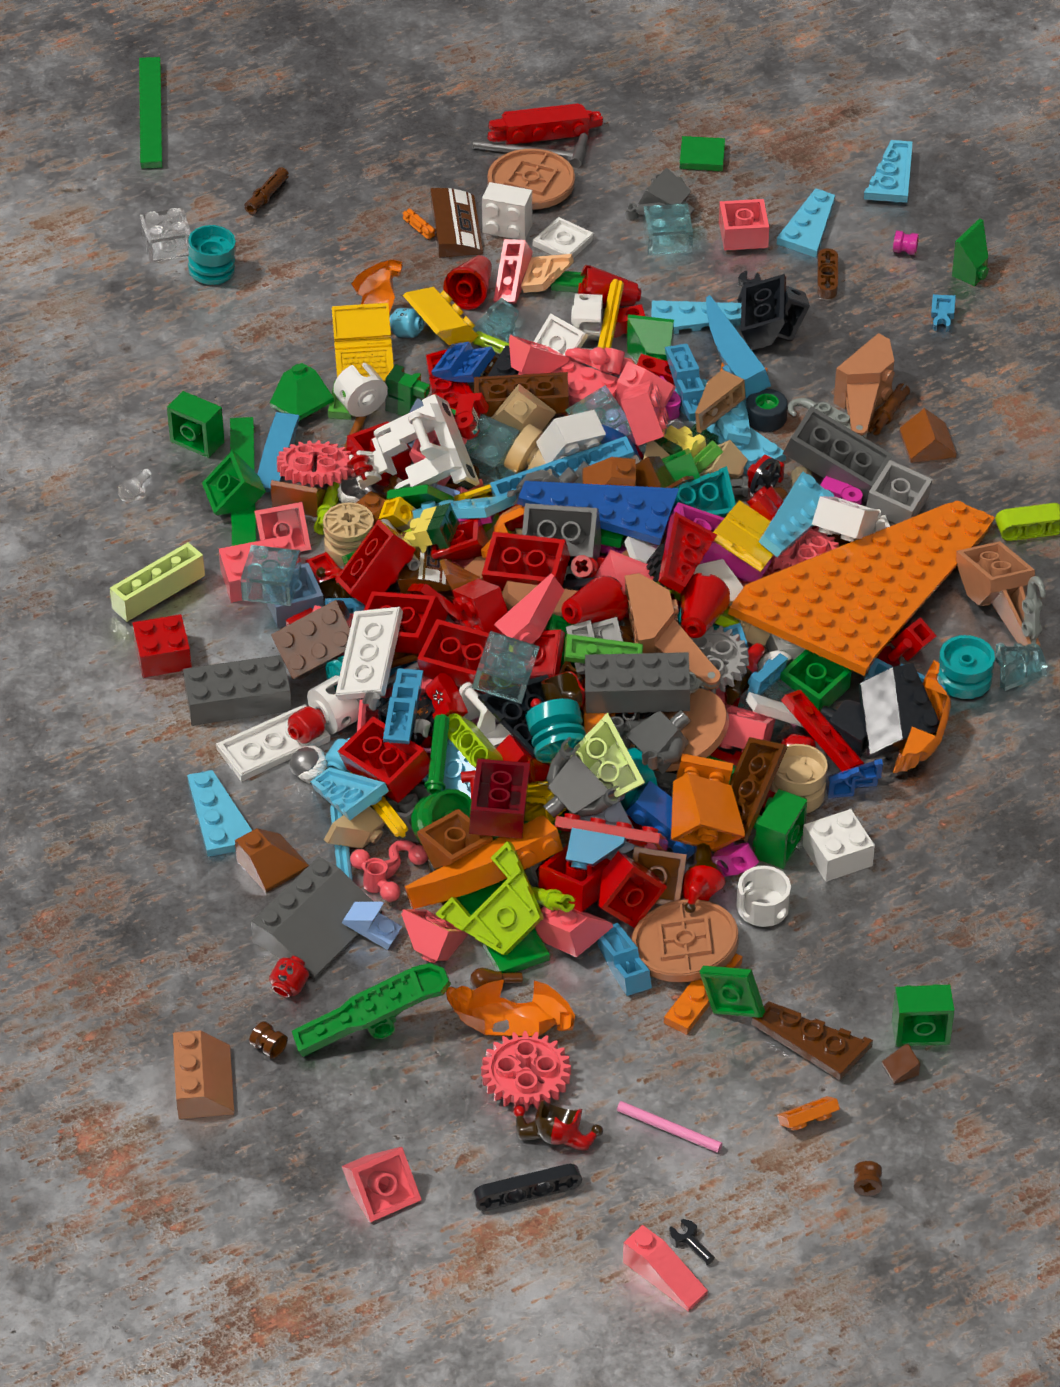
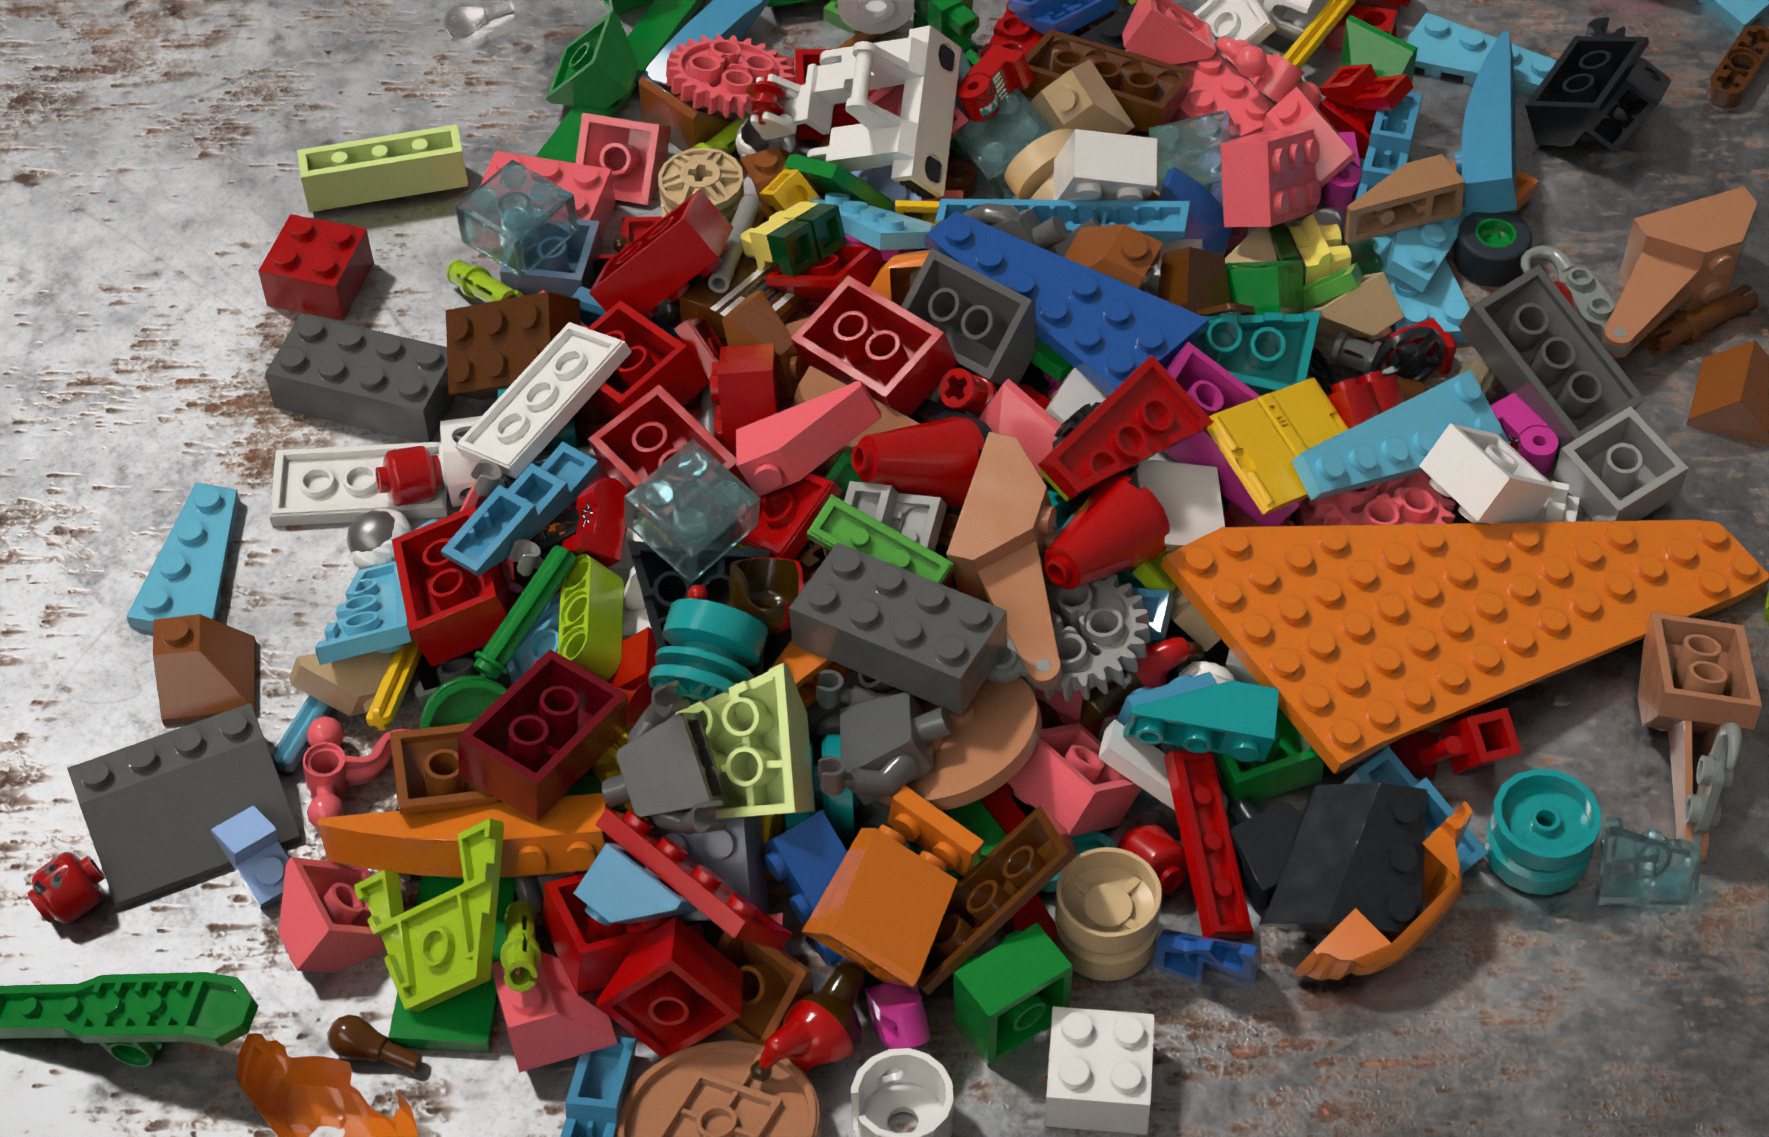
camera: 30 degrees right, 5 degrees up
(246, 620) = (478, 282): none -> lime pin
(654, 351) = (1362, 88): none -> red slope
(799, 671) = (1219, 718): none -> teal slope

